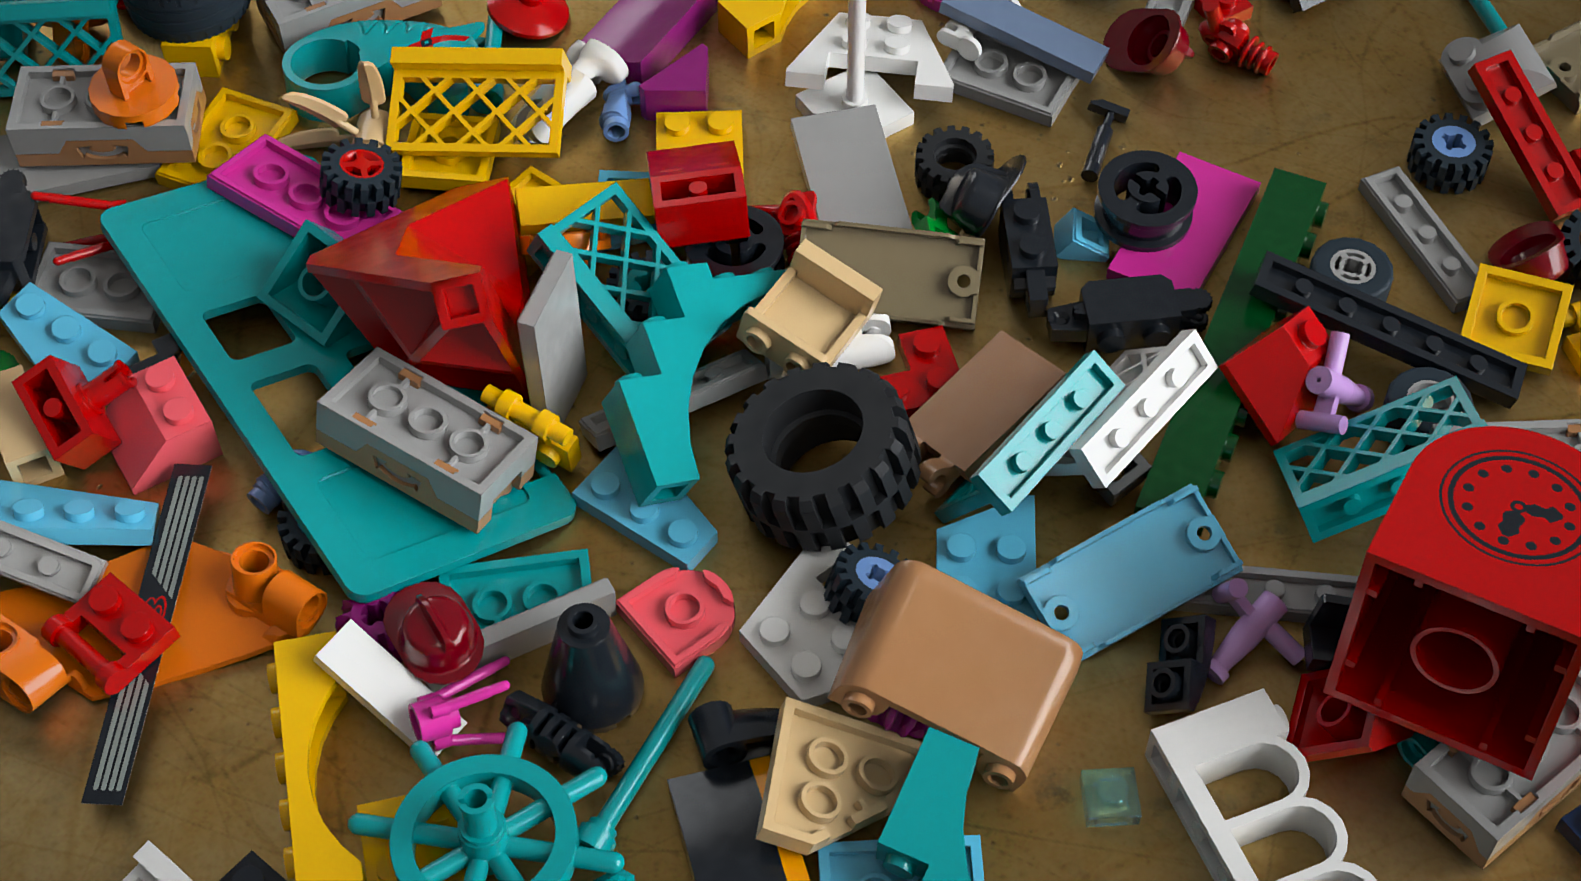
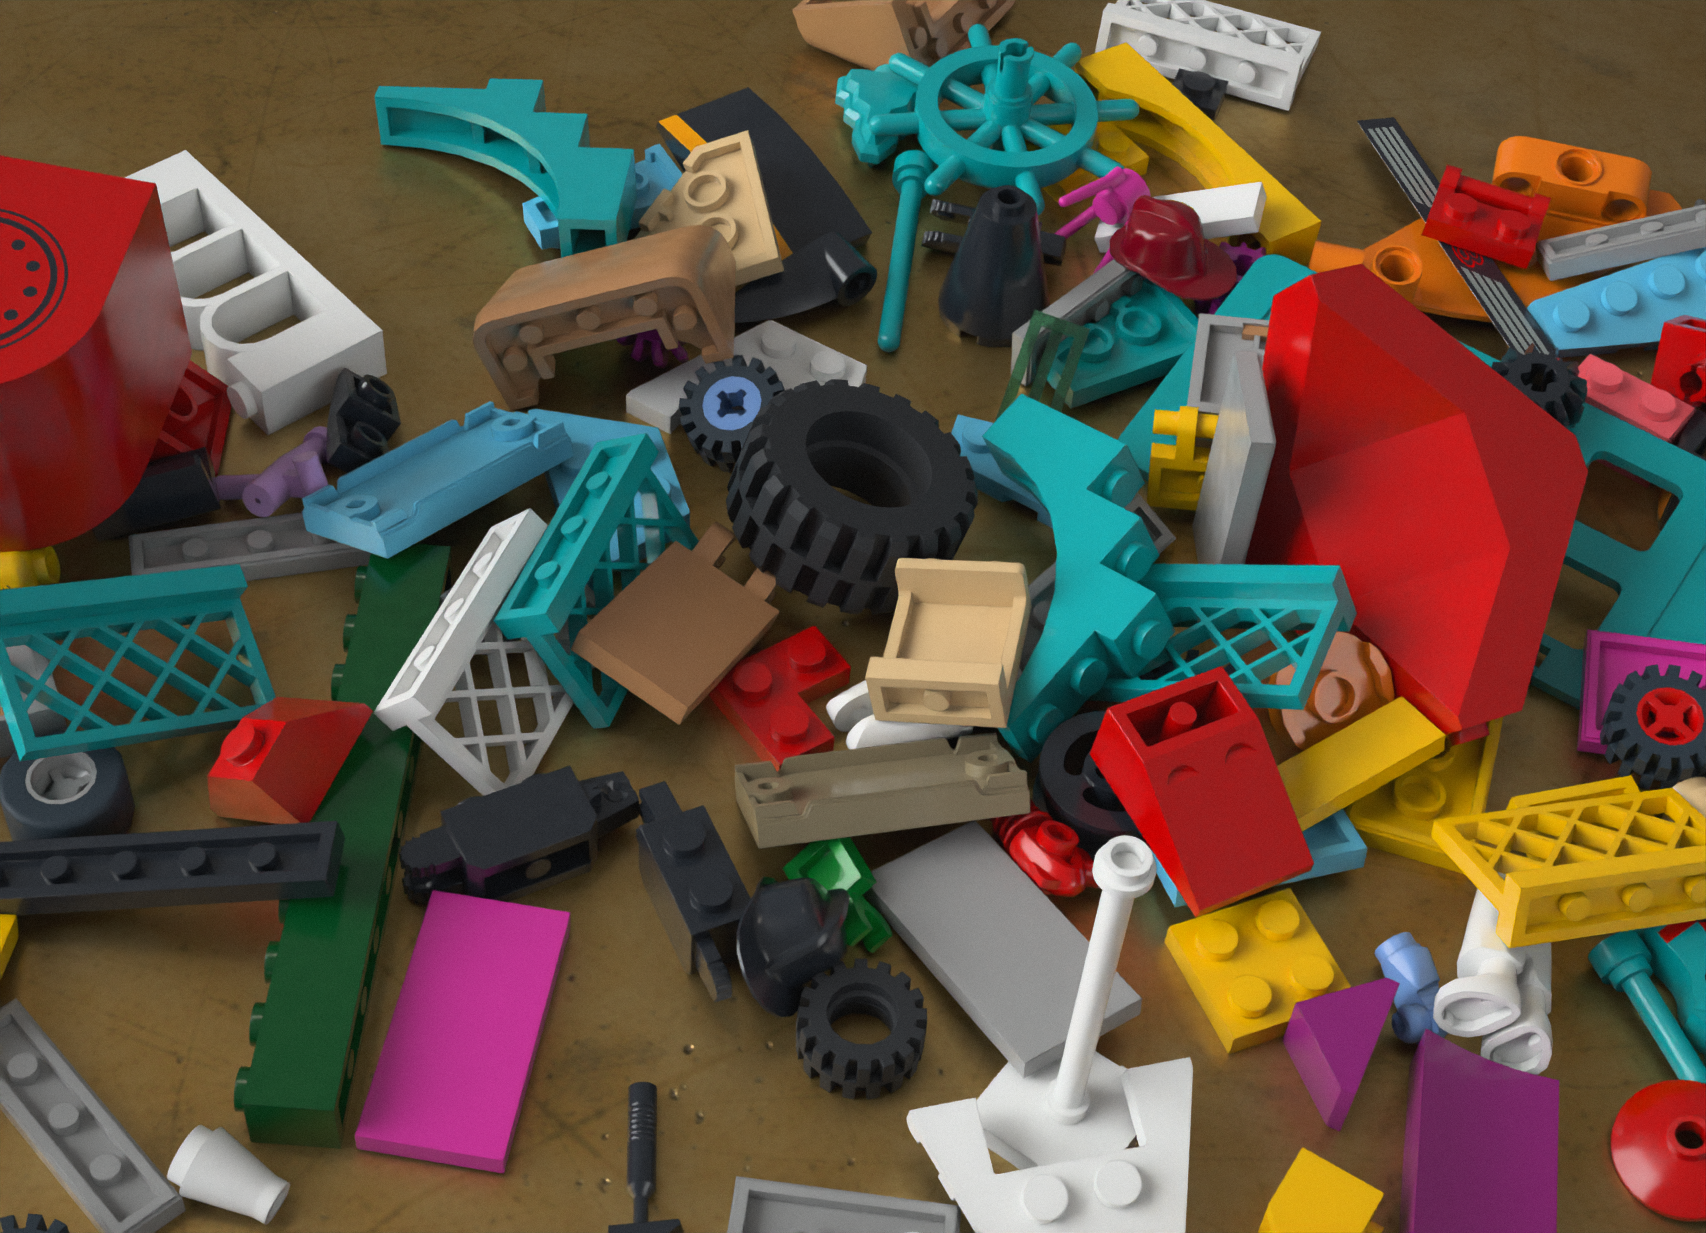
camera: 155 degrees right, 5 degrees down
(260, 385) = (1546, 382): none -> black gear
(300, 294) = (1601, 577): teal slope -> none
(609, 554) = (1058, 328): none -> clear green tile
(680, 615) = (943, 375): coral tile -> none
(1080, 238) = (623, 972): medium azure slope -> none
(1110, 797) = (415, 317): clear light blue plate -> none
(1149, 183) = (536, 1034): black wheel -> none
(1333, 390) = (194, 759): lavender piece -> none
(1344, 181) = (226, 1175): none -> white cone
(1356, 265) = (191, 978): black wheel -> none

